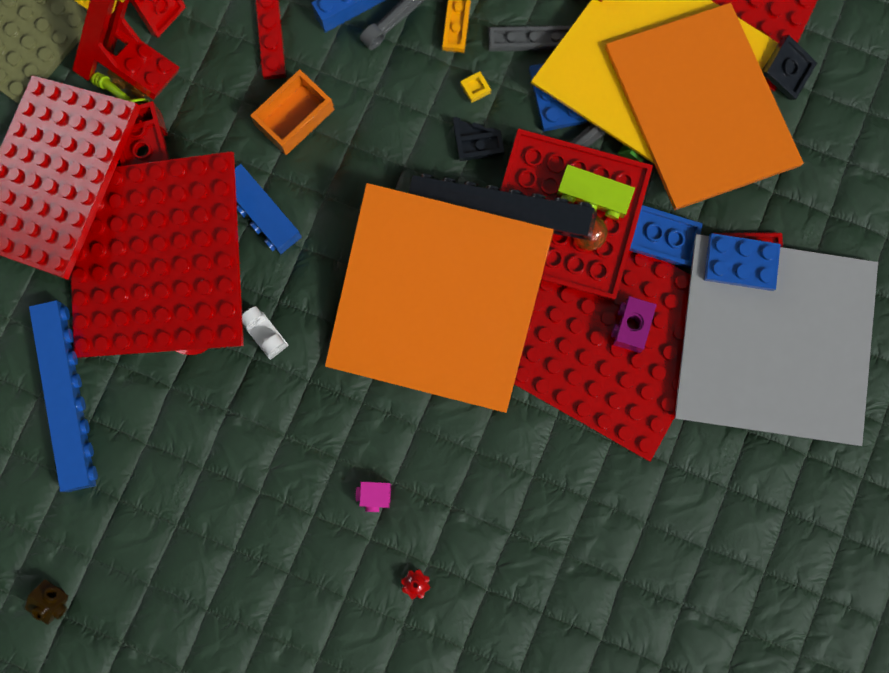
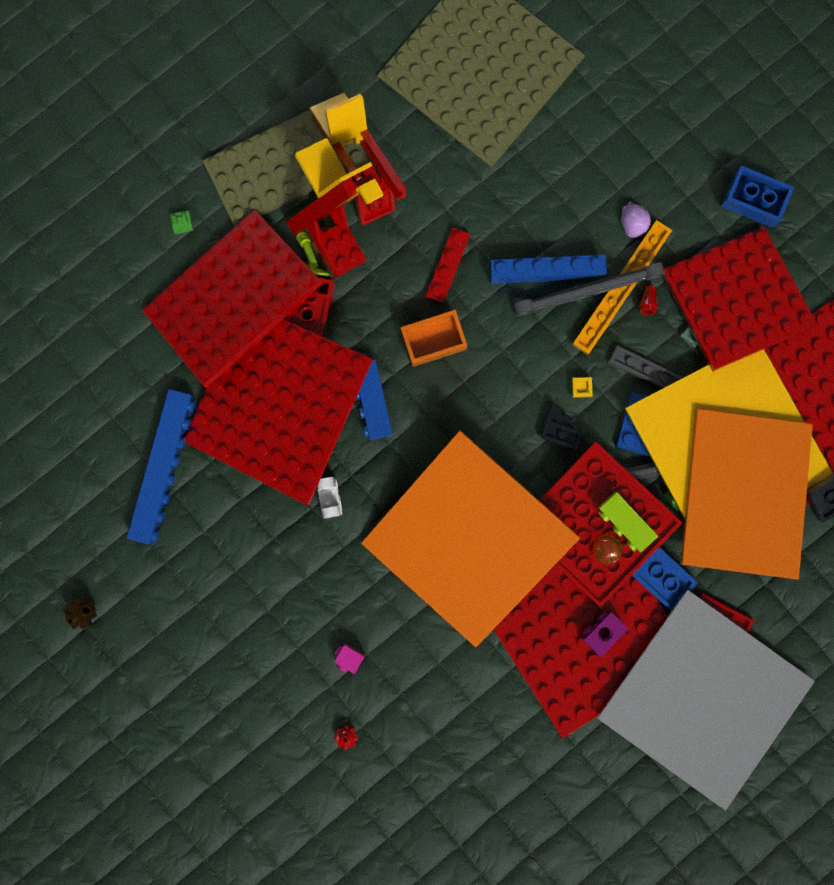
camera: 30 degrees right, 5 degrees up
(558, 214) = (556, 500): black brick -> none
(742, 262) = (710, 629): blue plate -> none

